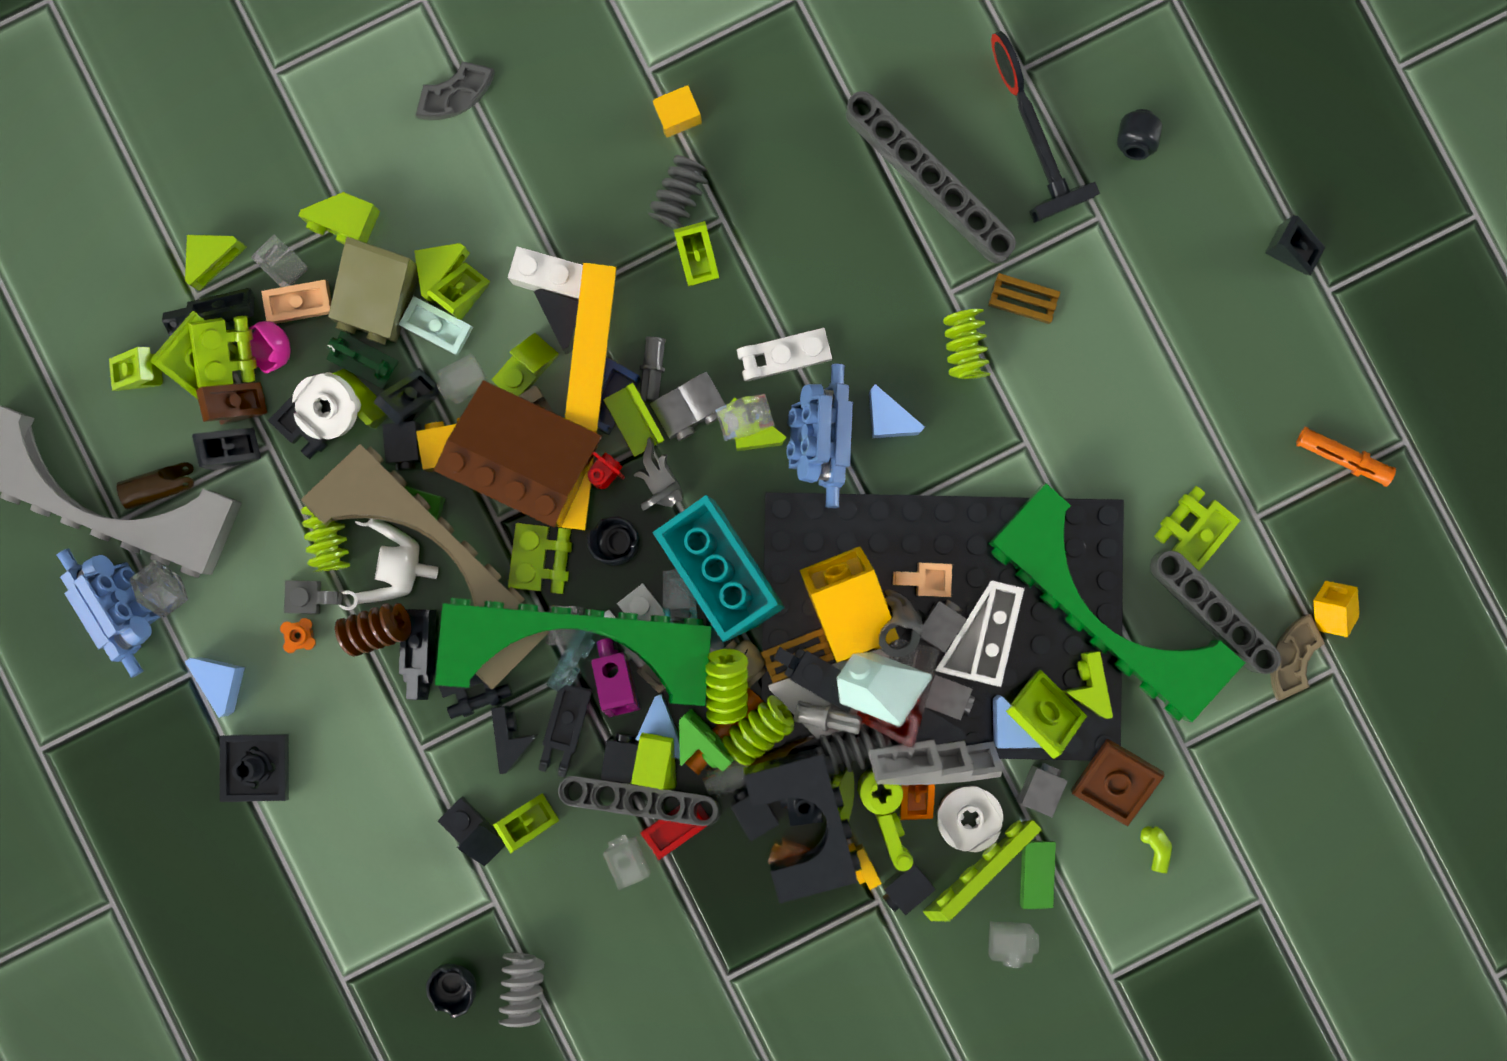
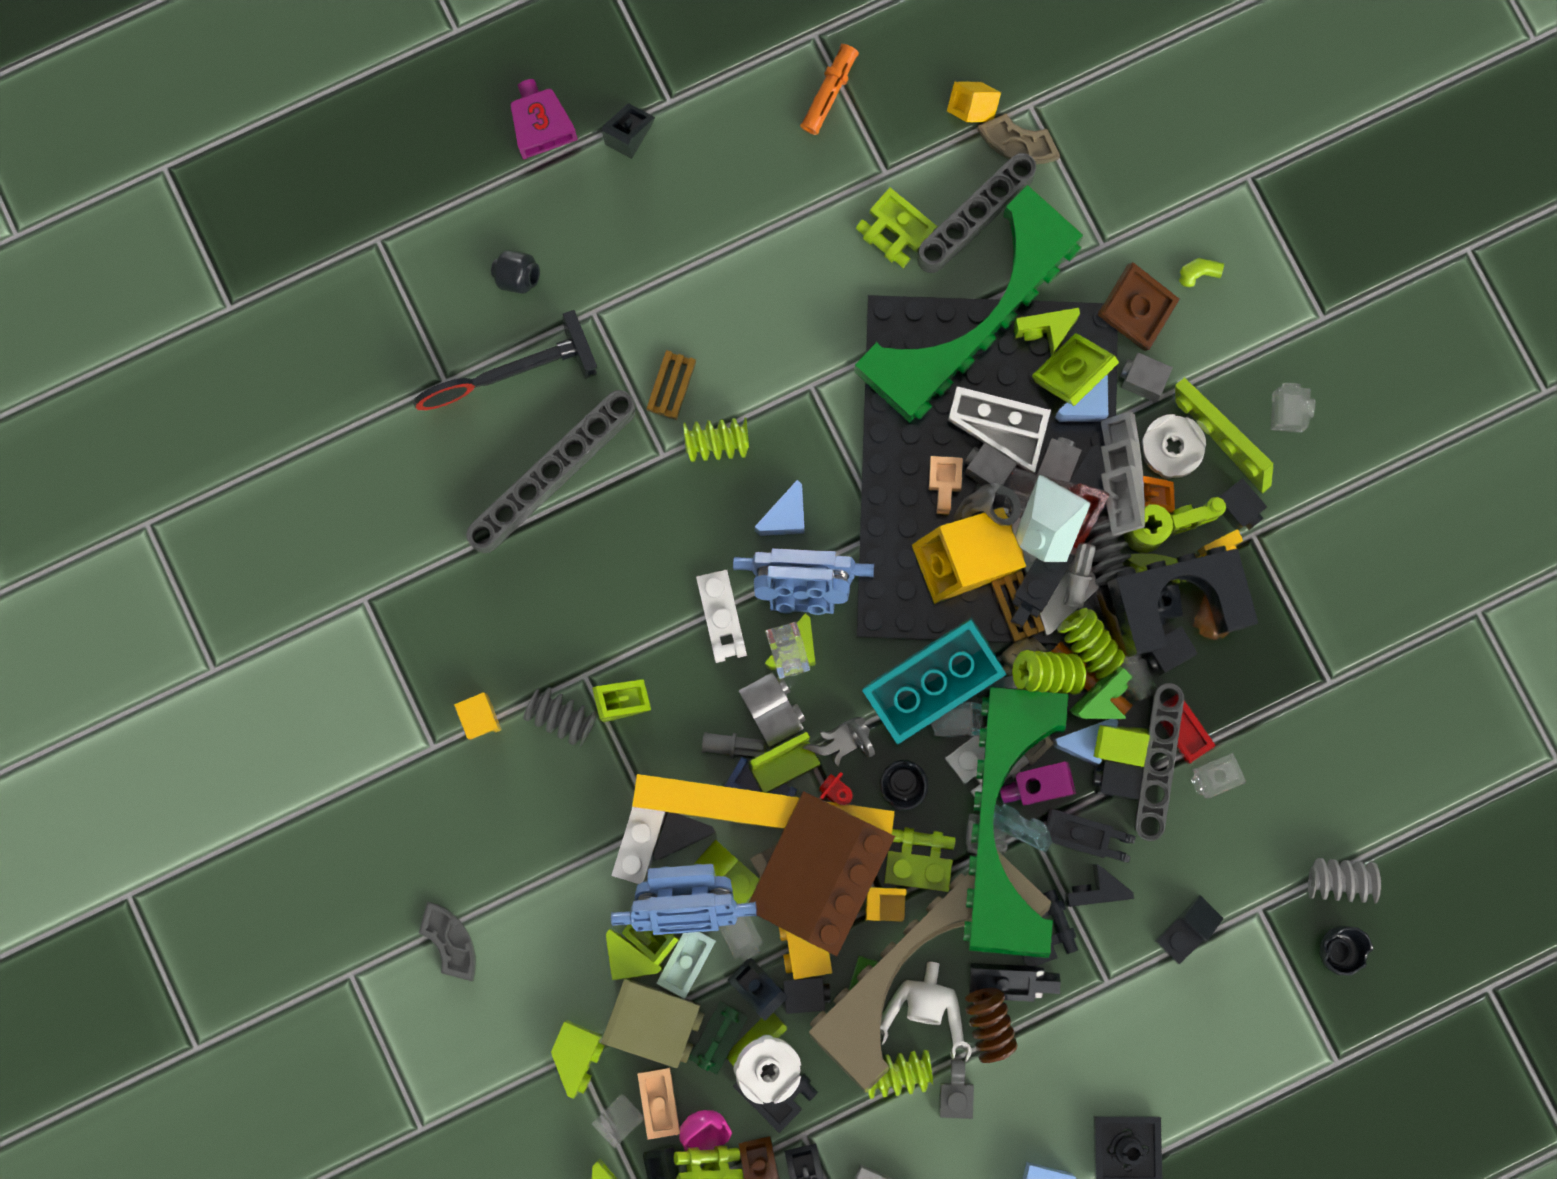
camera: 90 degrees left, 5 degrees down
(303, 627) = (1002, 1111): orange plate -> none
(489, 317) = (683, 902): none -> medium blue piece
(495, 523) = (885, 904): none -> yellow panel
(526, 822) = (1180, 875): lime slope -> none
(1037, 875) = (1227, 383): bright green slope -> none
(1302, 153) = (540, 120): none -> magenta torso

